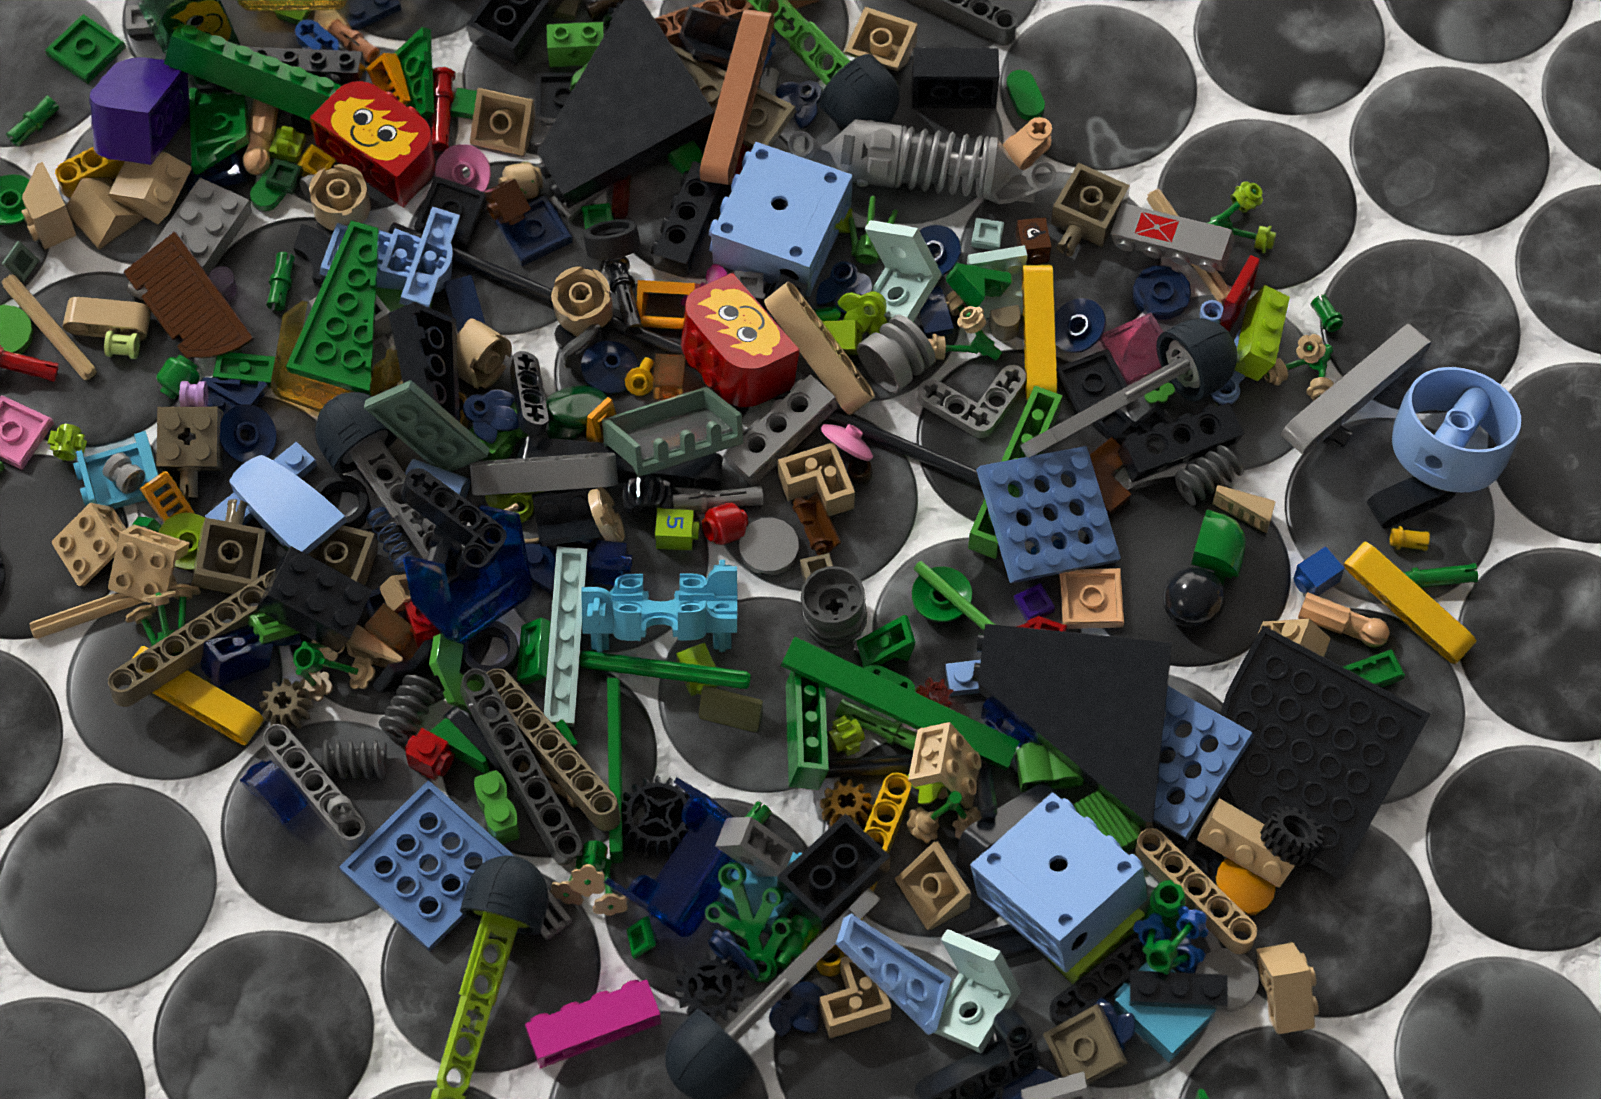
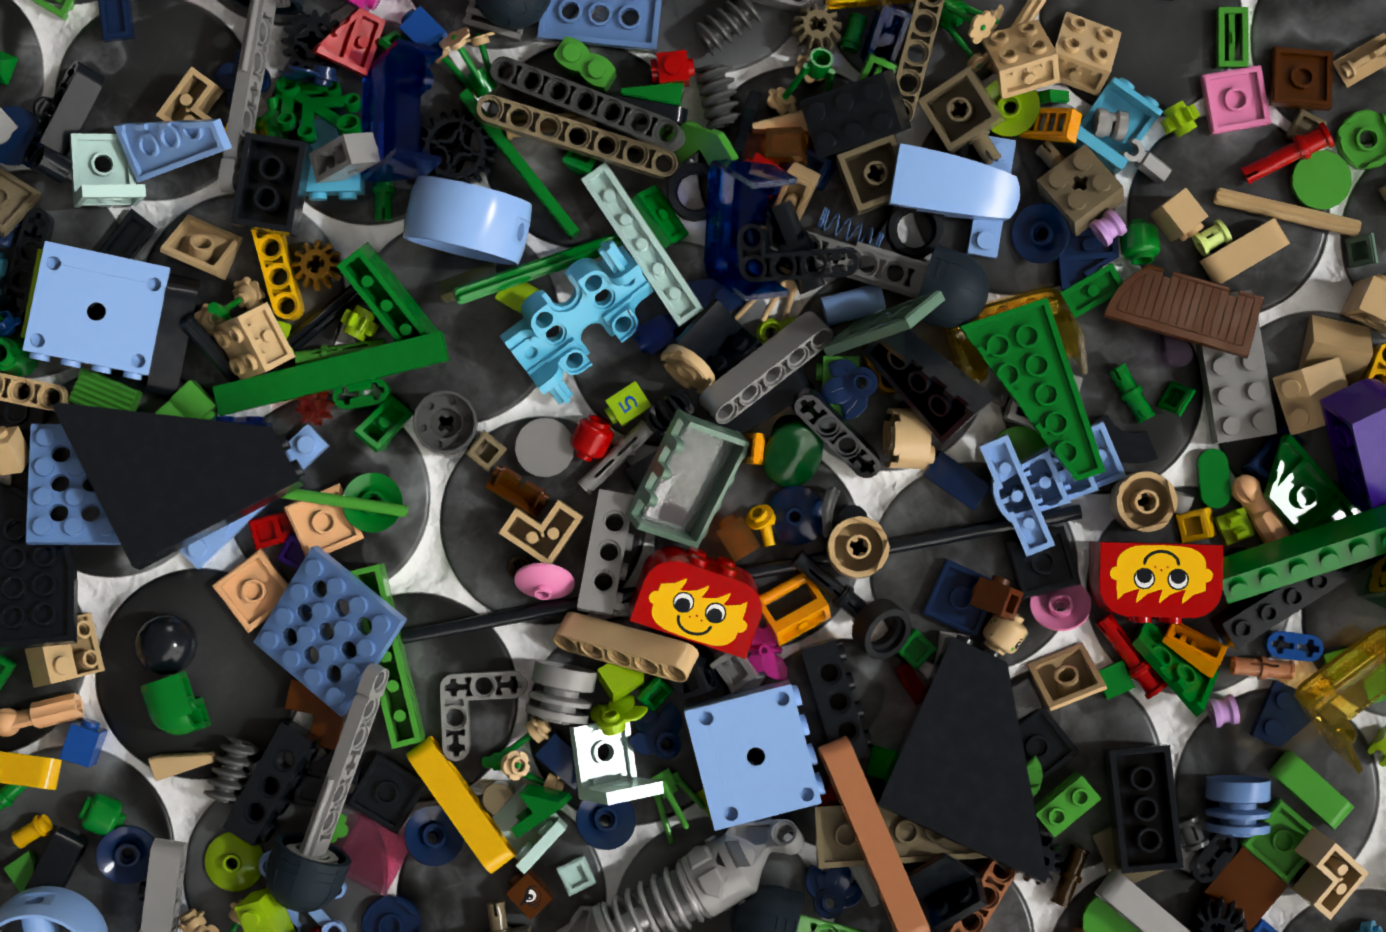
camera: 145 degrees right, 25 degrees up
(120, 428) = (1147, 162): none -> light grey bar
(133, 369) = (1179, 216): none -> tan brick
(251, 254) = (1176, 398): none -> green slope
(258, 684) = (851, 40): none -> green pin
(284, 176) = (1208, 489): dark green tile -> none
(404, 28) = (1223, 711): none -> lavender wheel
(609, 932) = (422, 28): none -> blue brick
(675, 959) = (352, 42): none -> red wing
(692, 729) = (467, 220): none -> light blue cylinder
(998, 601) = (322, 524): none -> light nougat tile
(1263, 426) = (247, 858): none -> lime dish
(1340, 469) = (122, 867): none -> dark blue dish
(1341, 512) = (101, 814): none -> green head
(1439, 518) = (21, 870): none -> bright green tile

